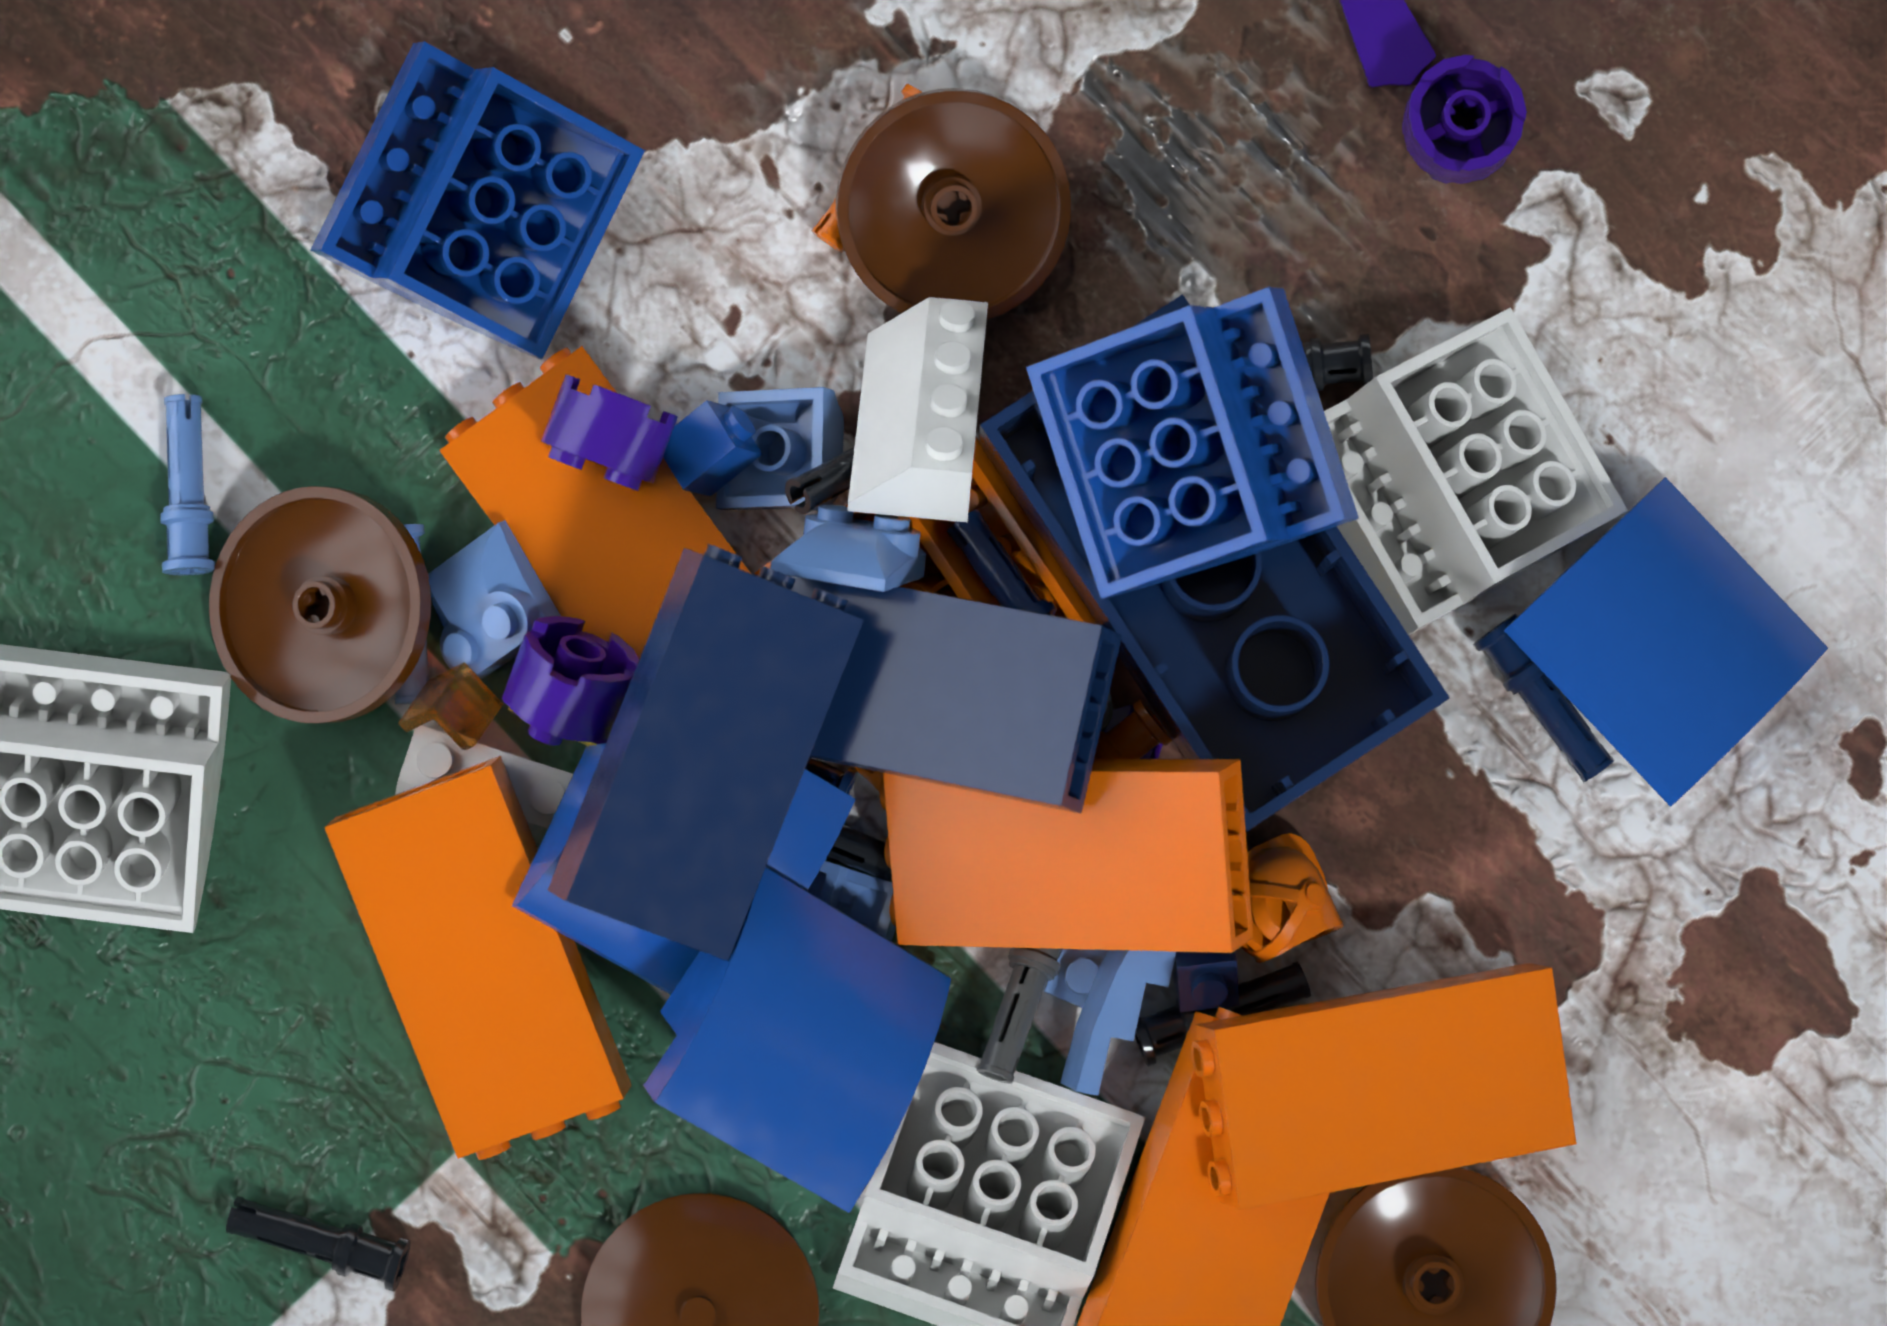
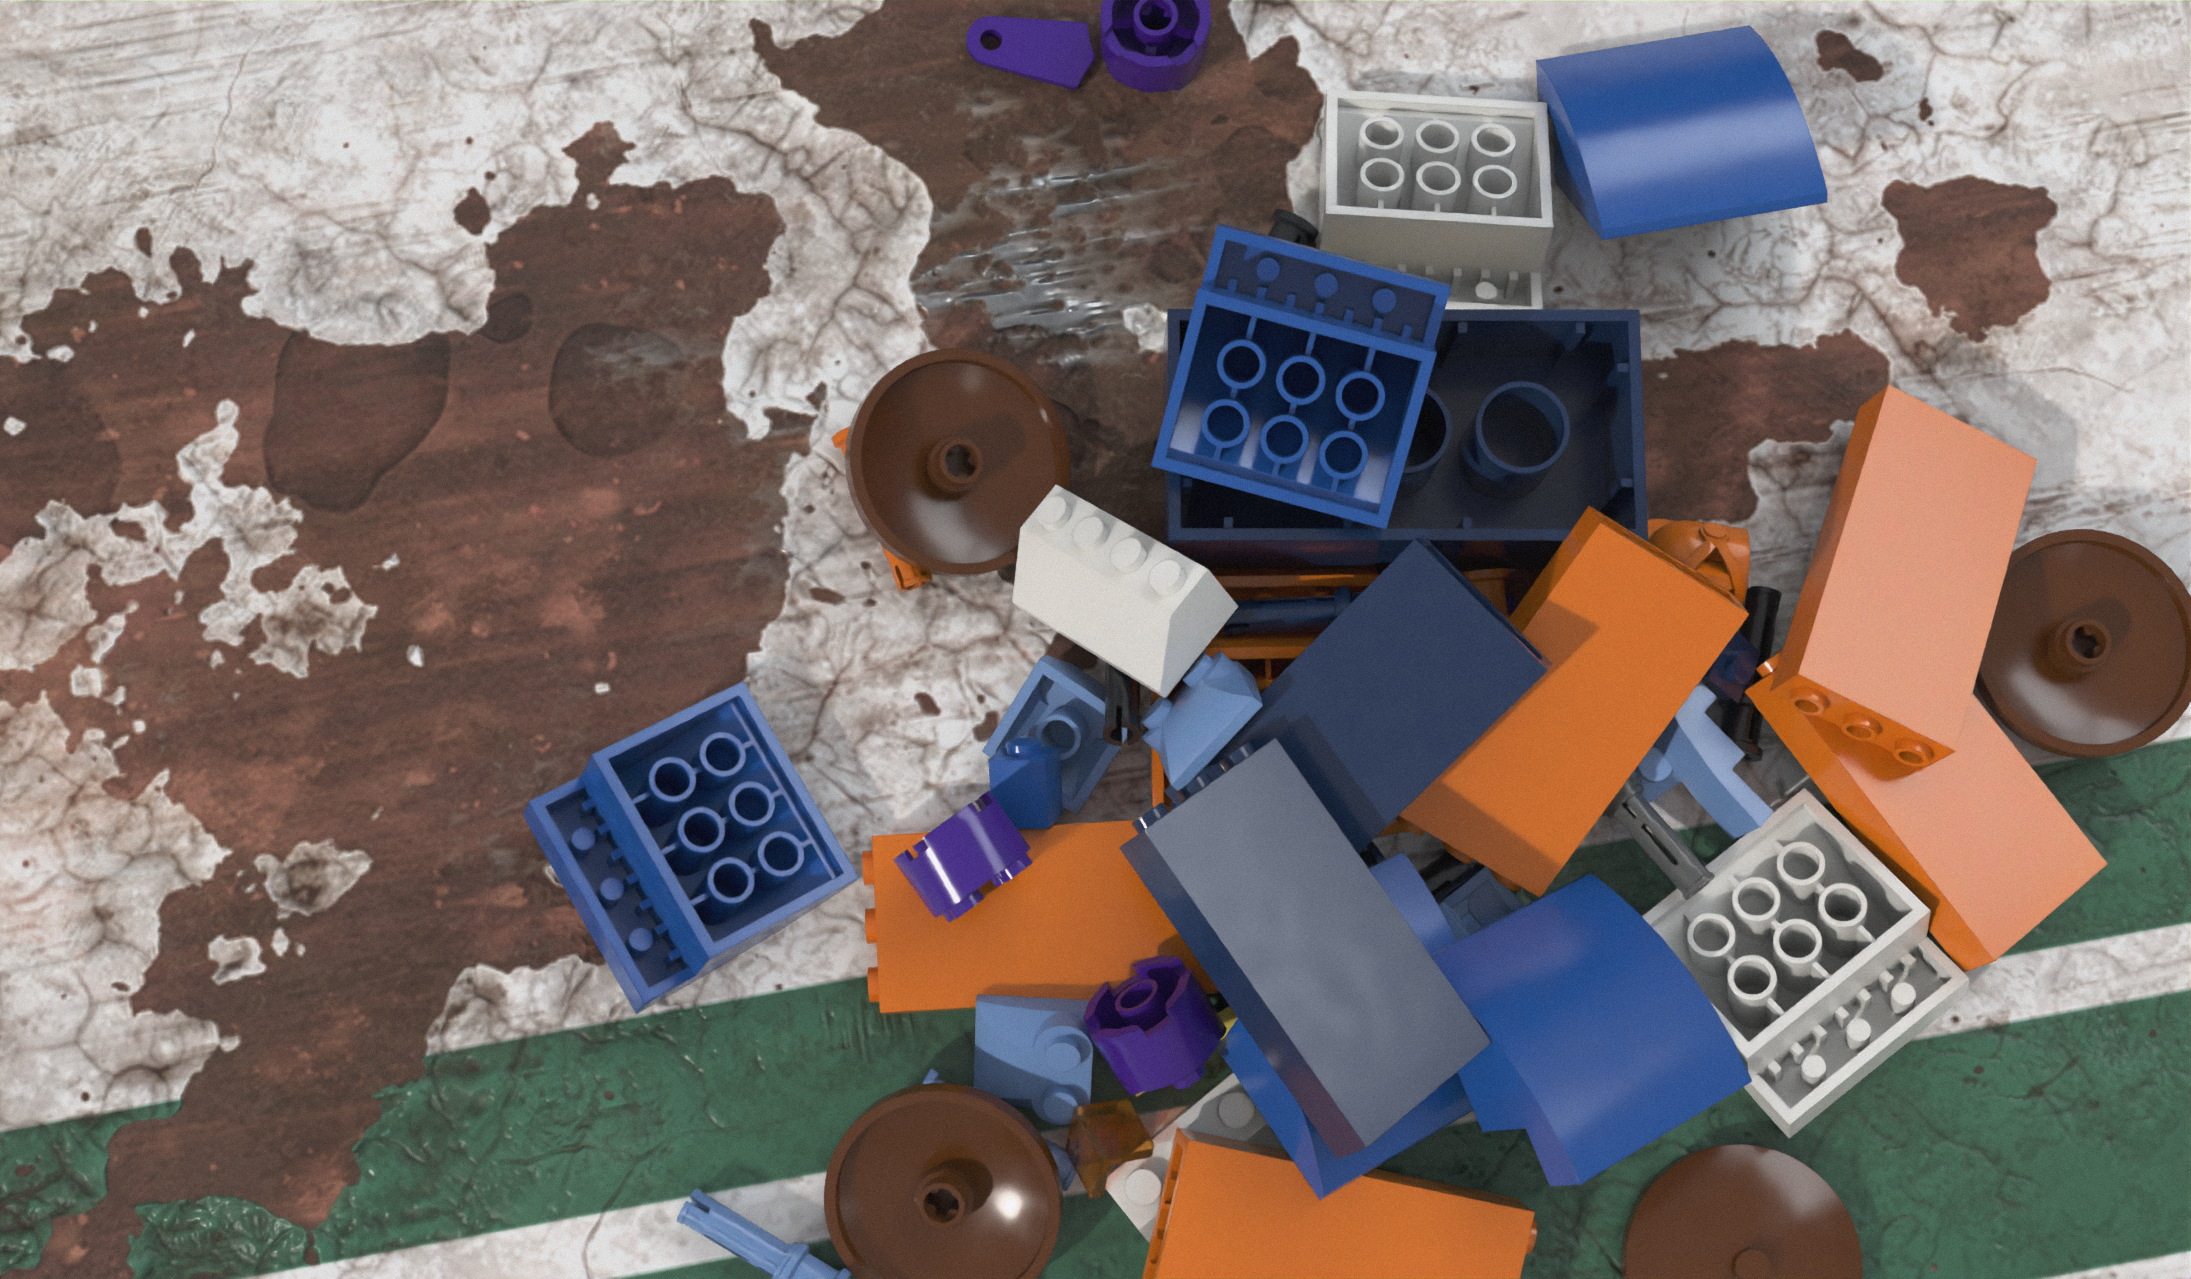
camera: 60 degrees left, 5 degrees down
(1546, 701) = (1629, 262): dark blue pin -> none

